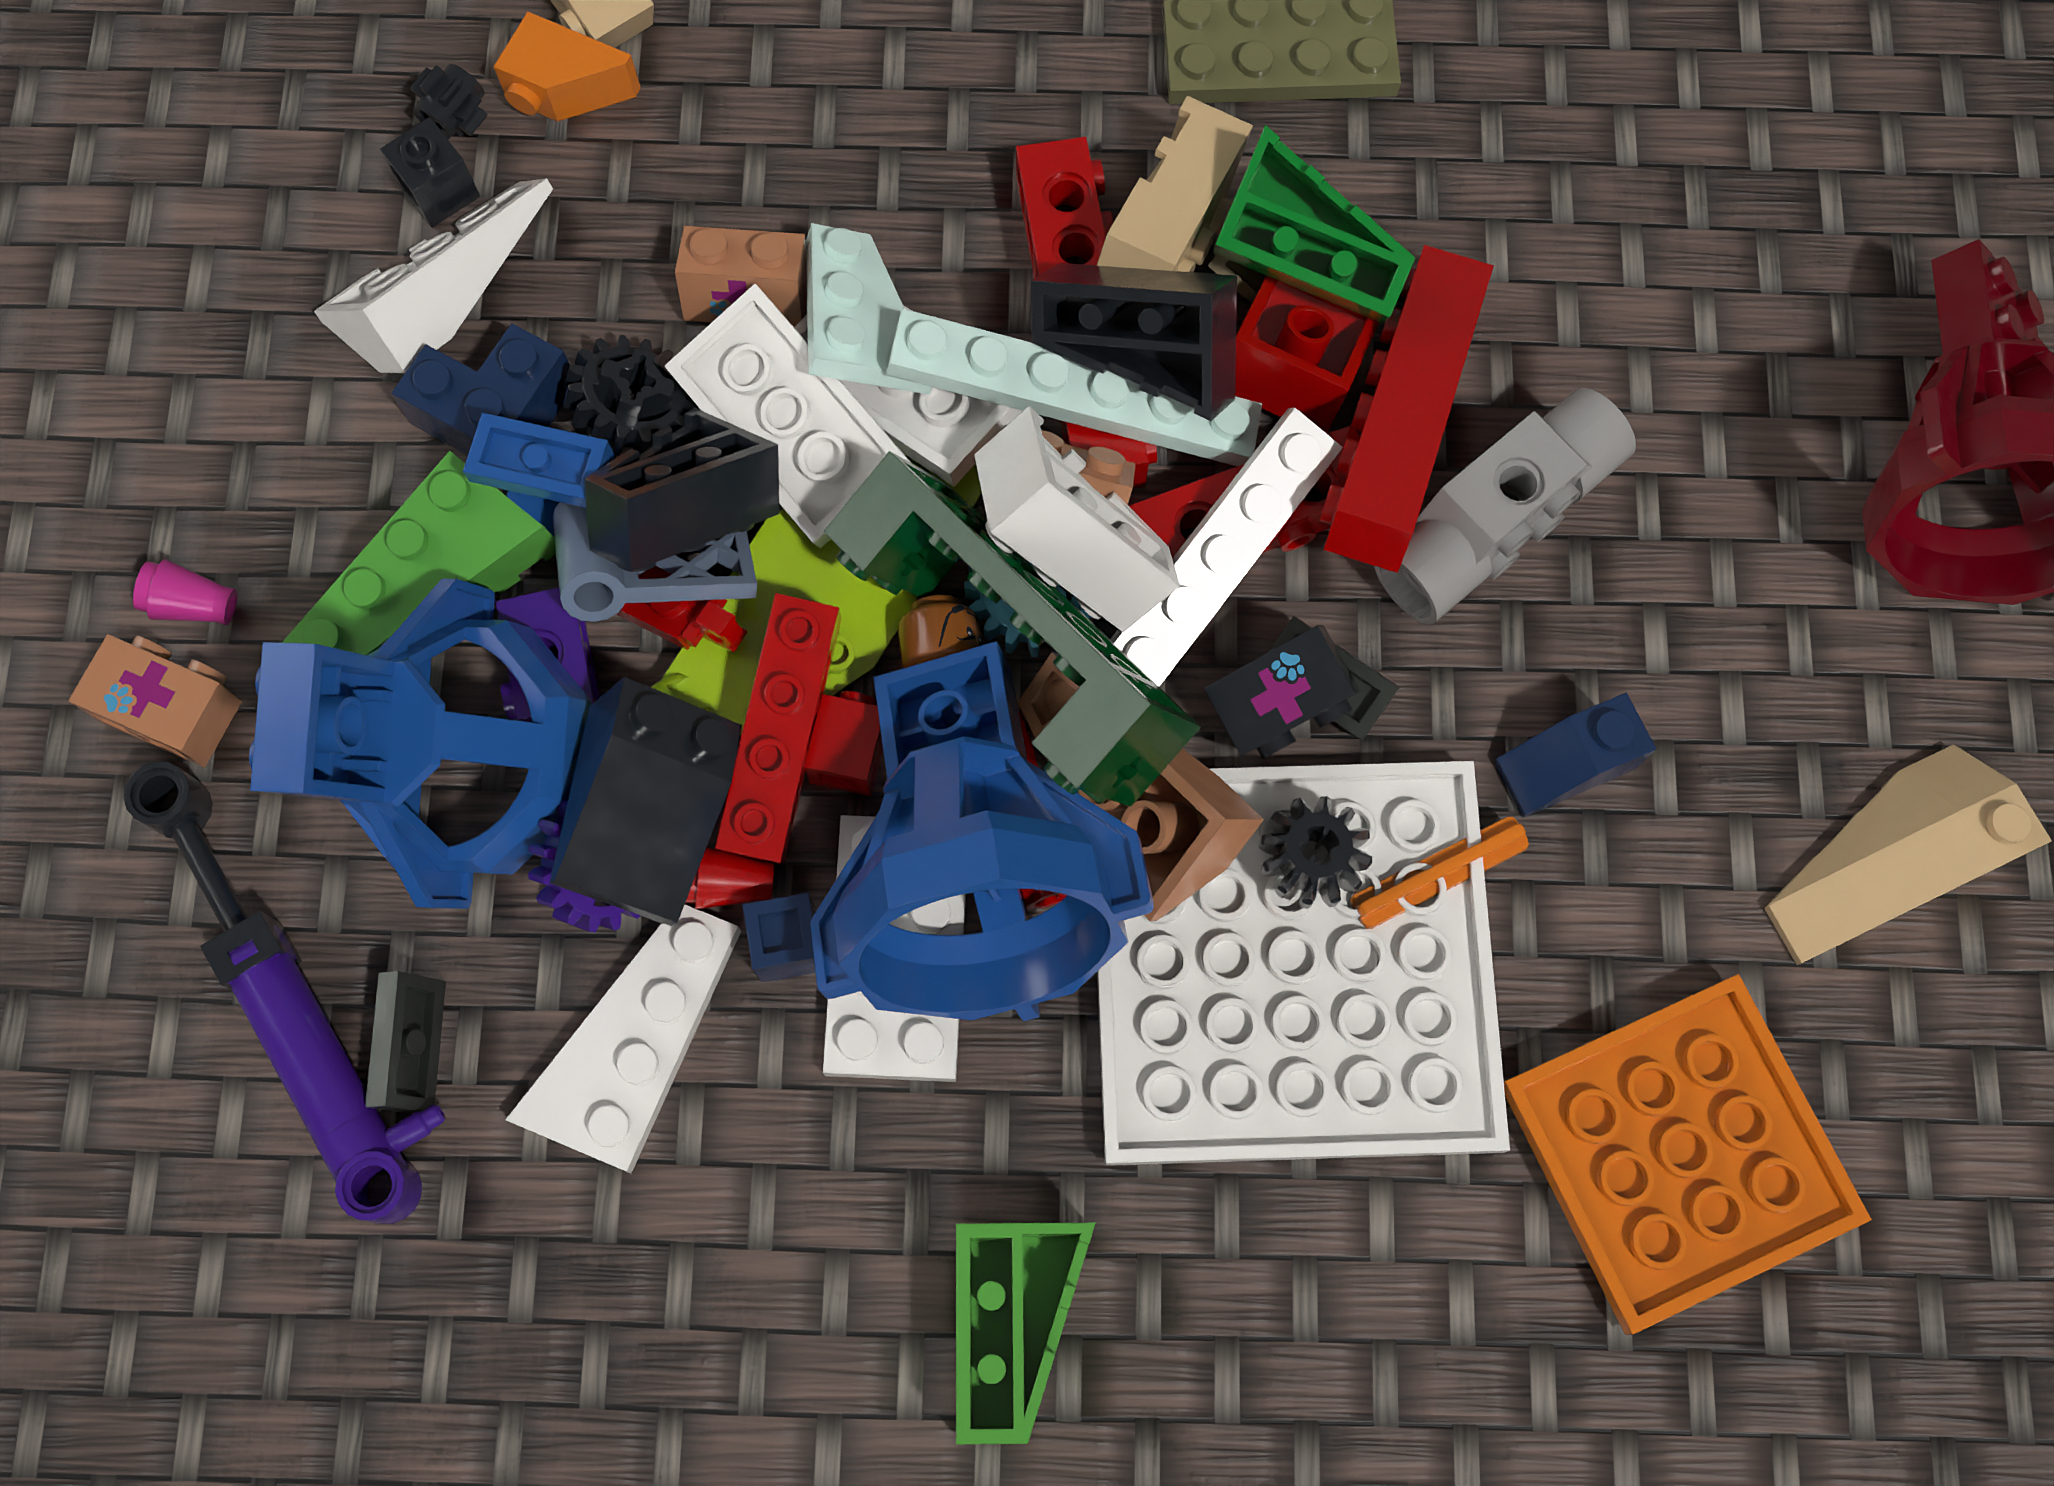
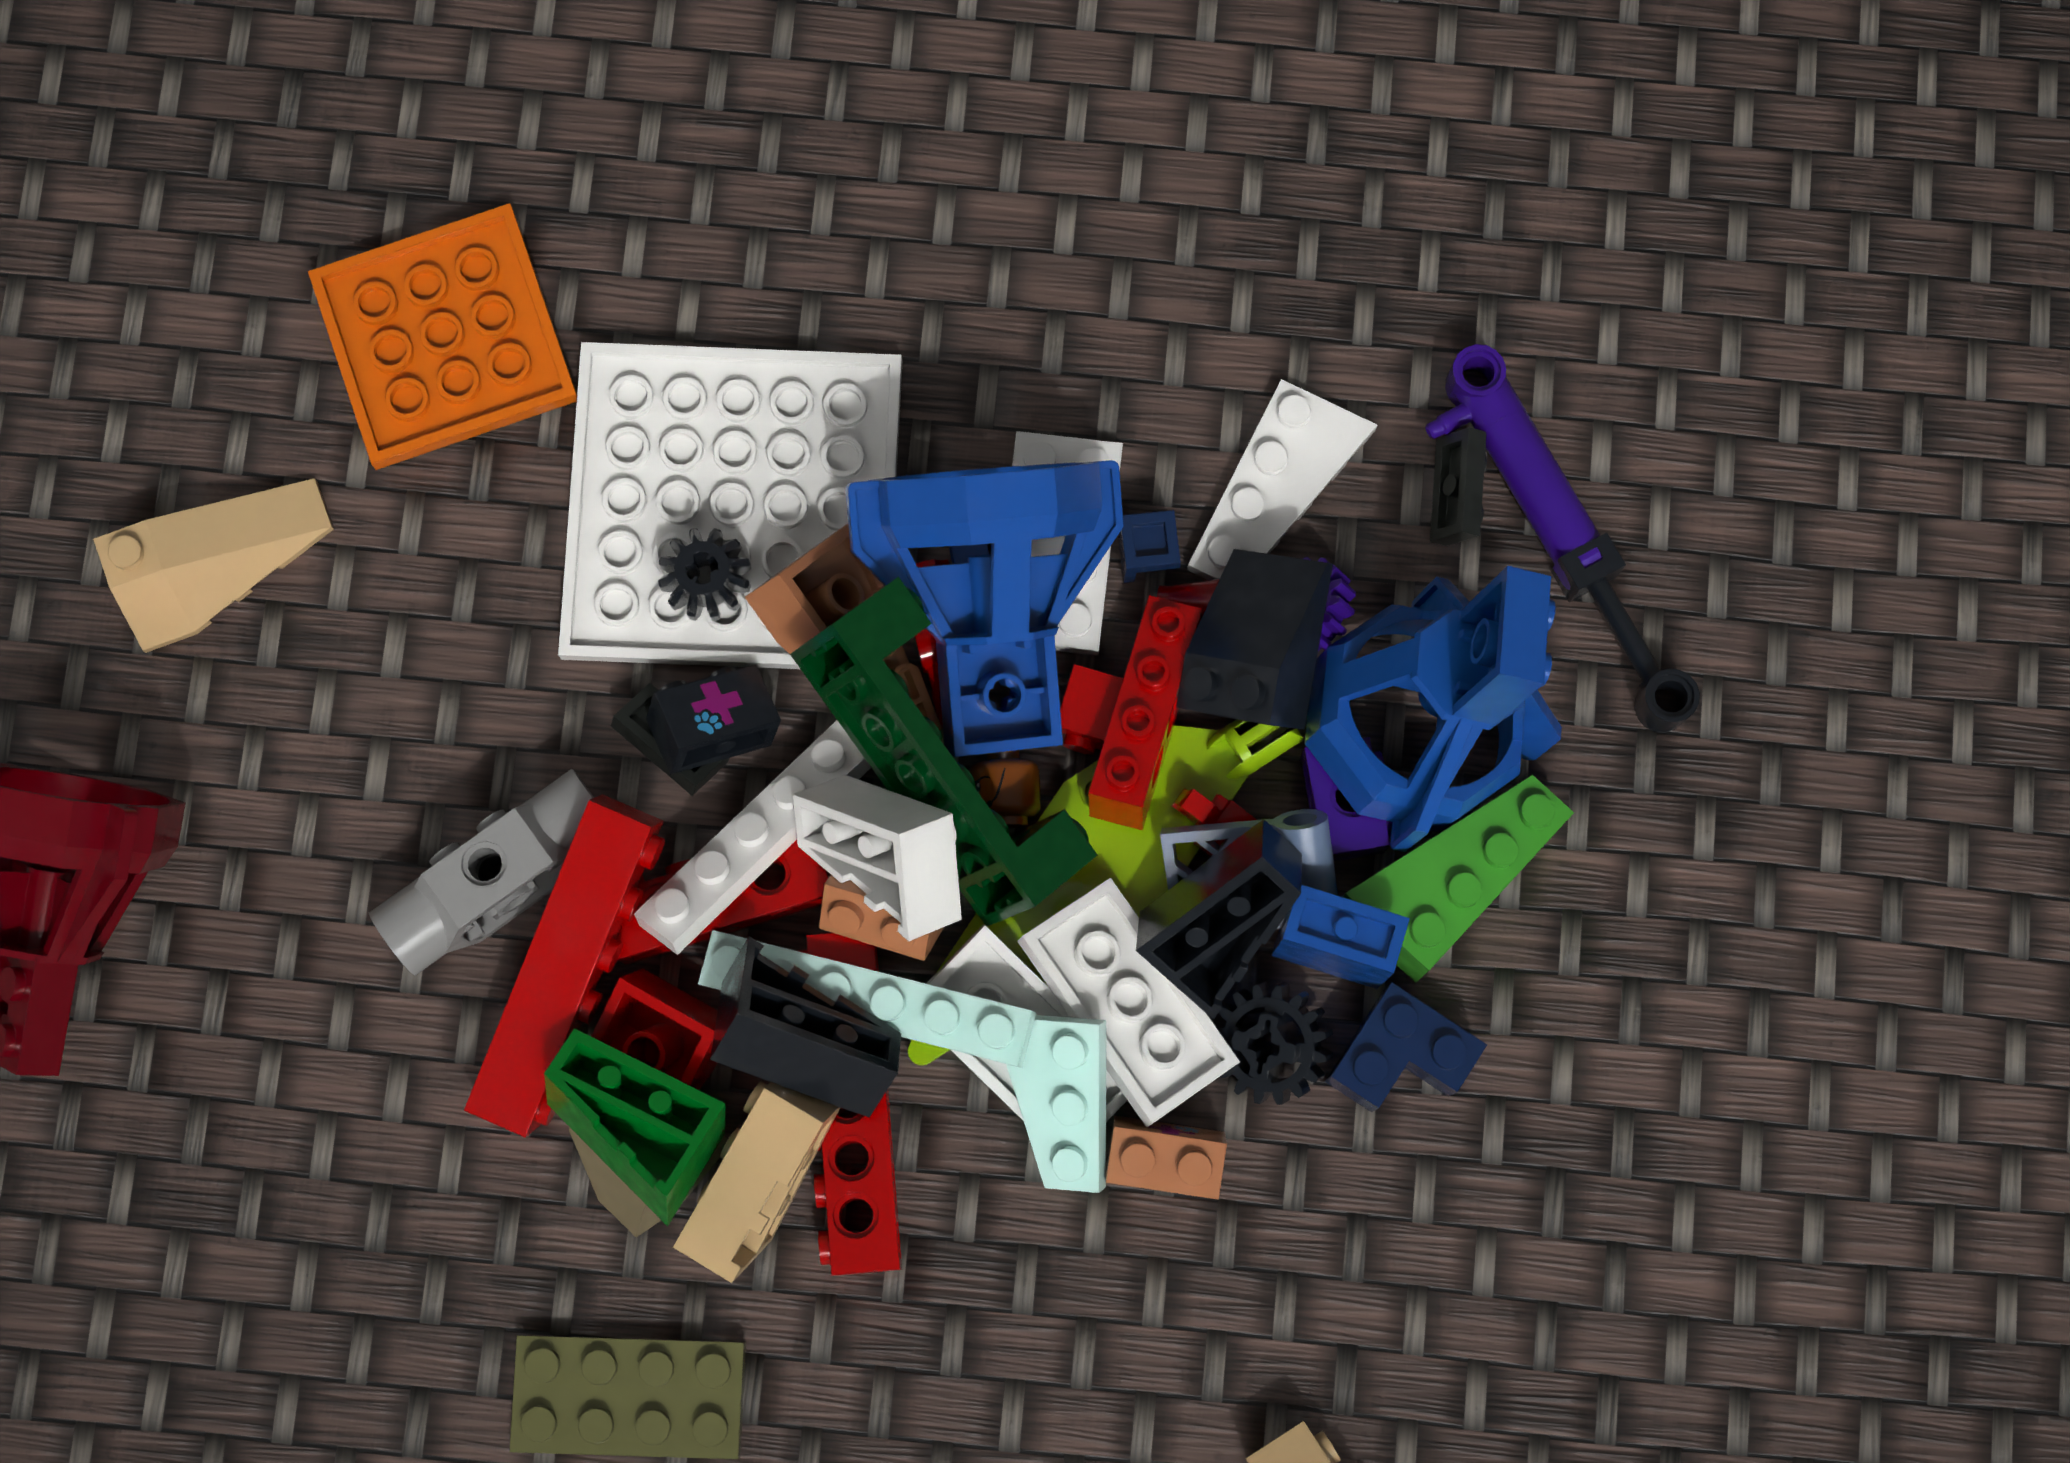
camera: 175 degrees left, 5 degrees up
(156, 699) = (1684, 790): nougat brick -> none
(181, 595) = (1669, 886): dark pink cone -> none
(426, 301) = (1464, 1170): white wedge -> none
(430, 172) = (1463, 1294): black brick -> none
(449, 99) = (1448, 1373): black gear -> none
(562, 71) = (1342, 1403): orange slope -> none
(1009, 1321) = (984, 245): bright green wedge -> none
(1498, 843) = (593, 571): orange axle -> none
(1576, 755) = (470, 655): dark blue slope -> none

